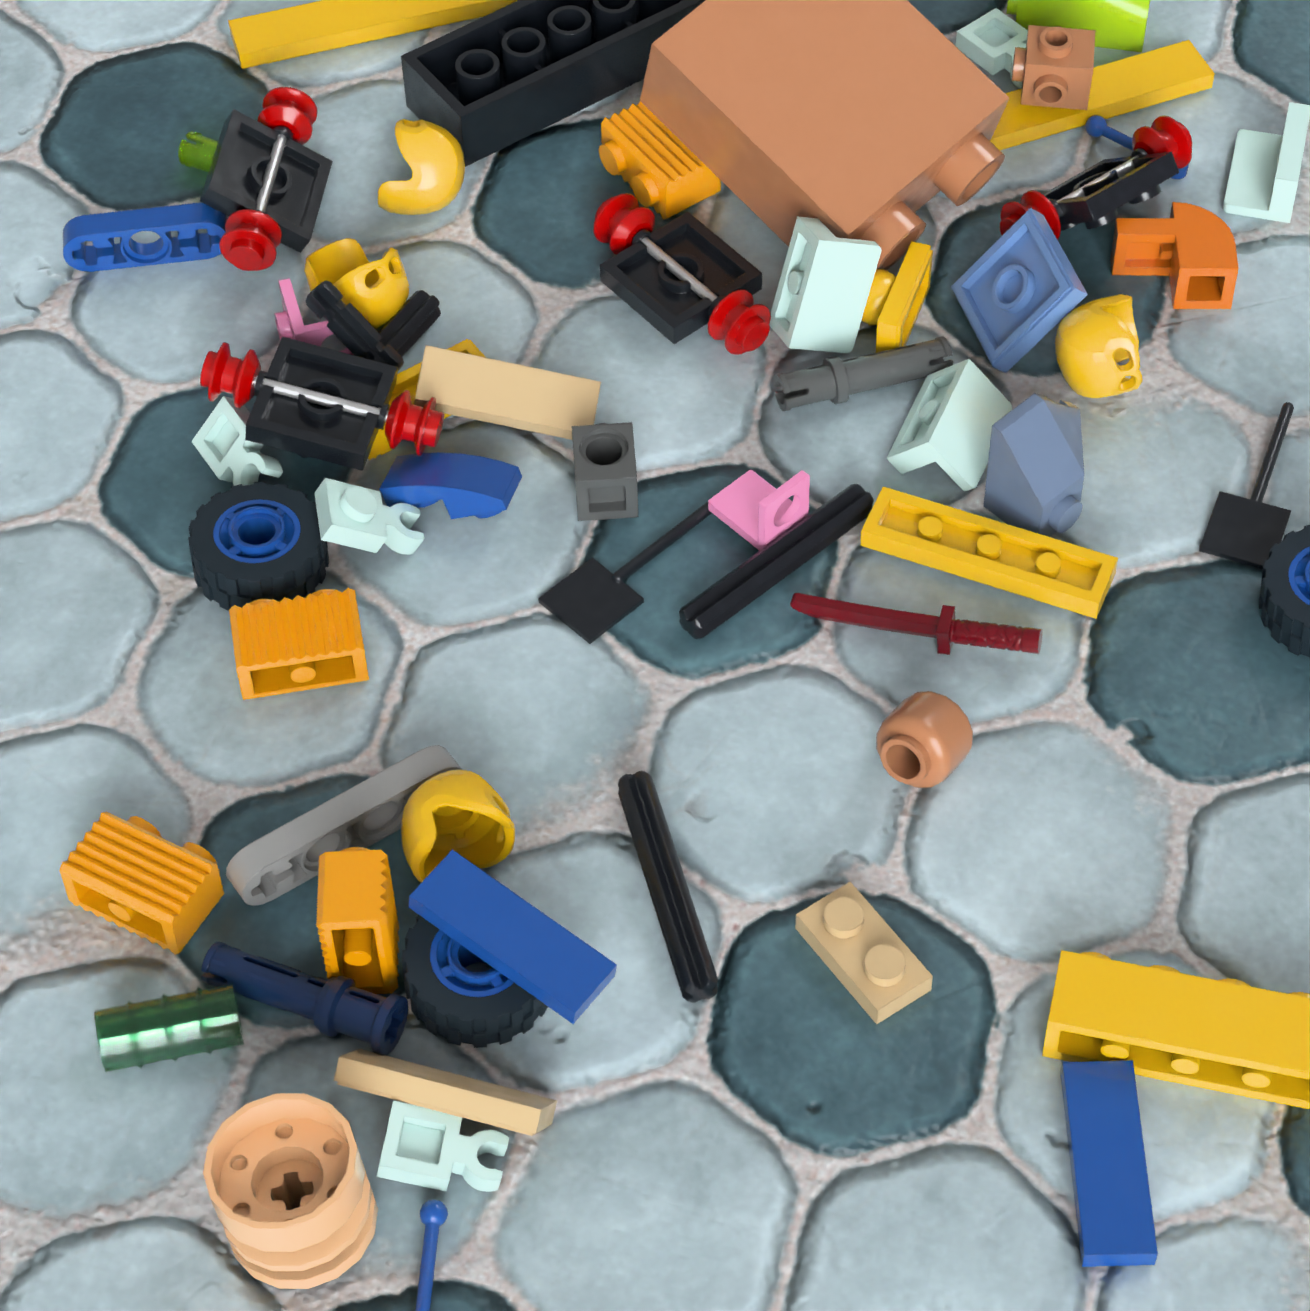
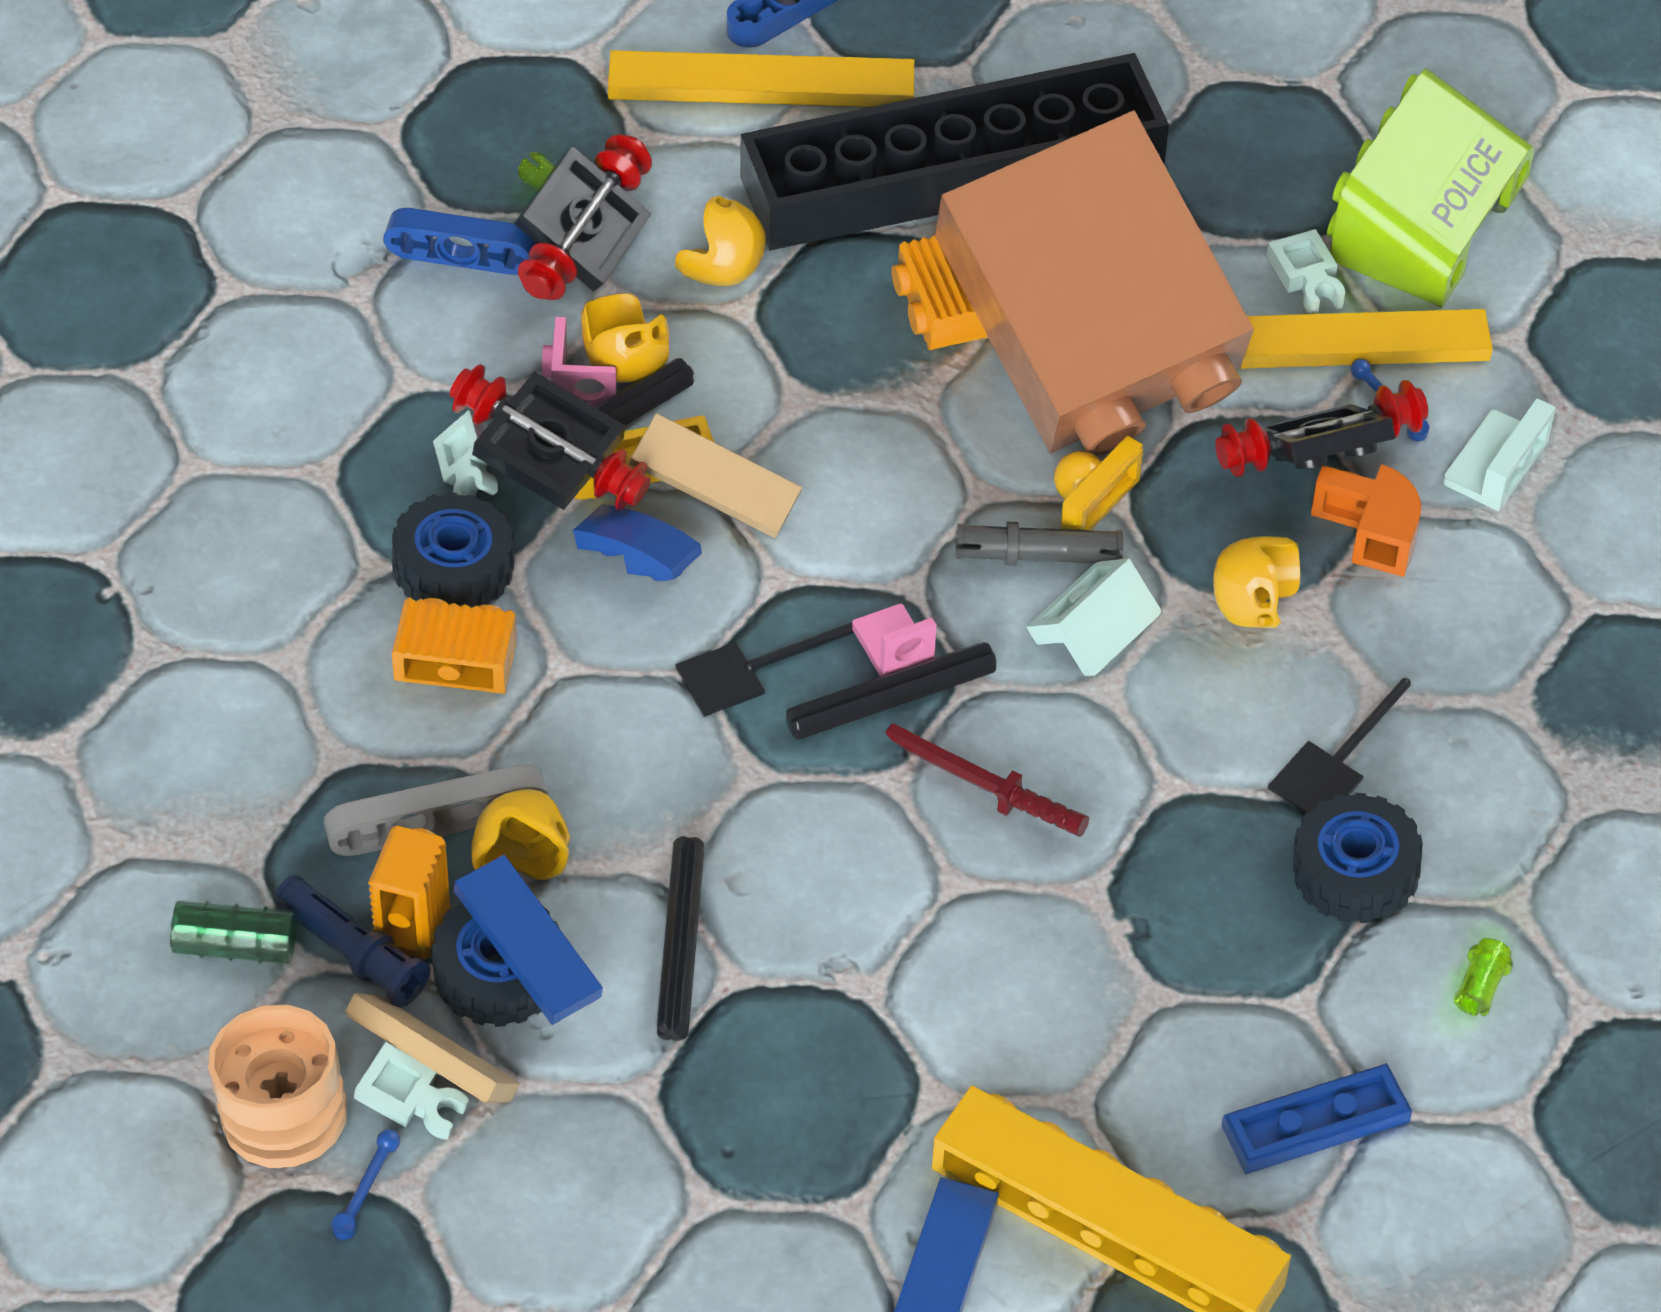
camera: 15 degrees right, 0 degrees up
(142, 880) = (255, 807): light orange brick -> none
(350, 325) = (601, 379): black axle -> none
(359, 520) = (545, 553): light aqua plate -> none
(605, 471) = (773, 569): dark grey brick -> none
(680, 276) = (915, 408): black plate -> none
(823, 288) = (1028, 459): light aqua panel -> none
(863, 952) = (819, 1041): tan plate -> none
(924, 739) = (944, 880): nougat head -> none
(989, 552) = (1076, 736): yellow plate -> none
(1018, 290) = (1204, 507): medium blue tile -> none
(1036, 466) = (1148, 671): sand blue slope -> none
(1055, 67) = (1334, 305): nougat brick -> none

